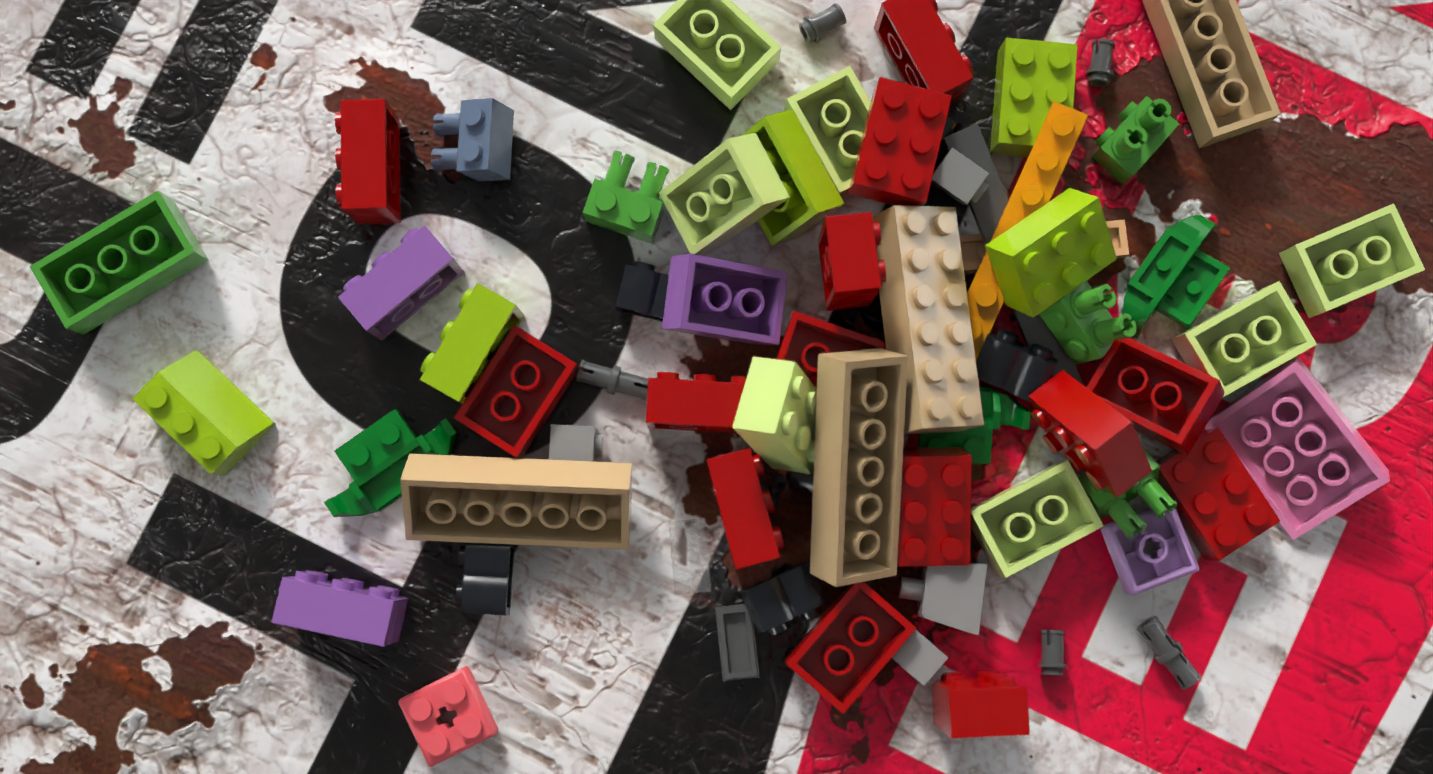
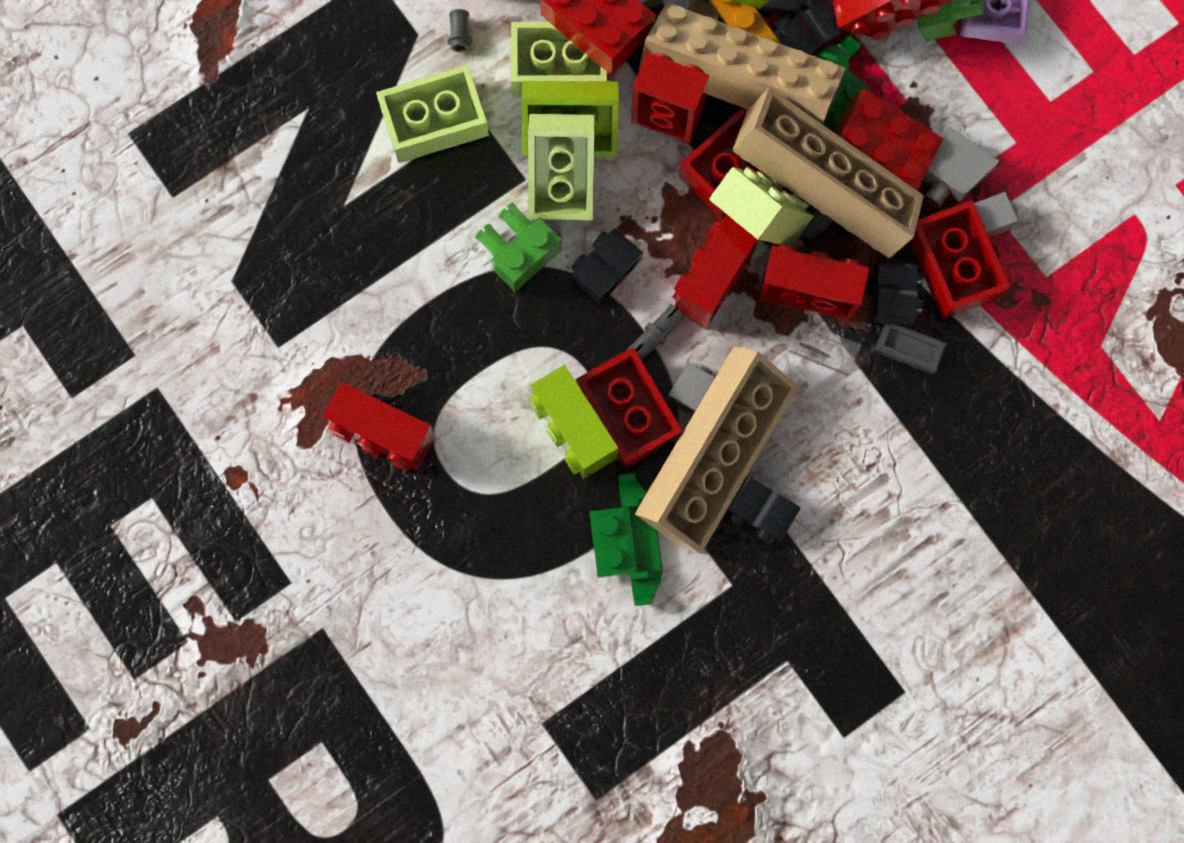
camera: 60 degrees left, 5 degrees down
(119, 263) = (348, 672): bright green brick -> none
(204, 412) = (508, 668): lime slope -> none
(340, 608) = (729, 631): medium lavender brick -> none
(400, 283) = (490, 452): medium lavender brick -> none
(437, 738) = (840, 612): coral brick -> none
(483, 141) = (410, 331): sand blue brick -> none
(724, 300) = (643, 210): medium lavender brick -> none
(980, 705) = (1054, 183): red brick -> none
(1033, 519) = (932, 75): yellowish green brick -> none
(1052, 652) = (1040, 119): dark grey pin -> none
(1169, 652) = (1080, 36): dark grey pin -> none

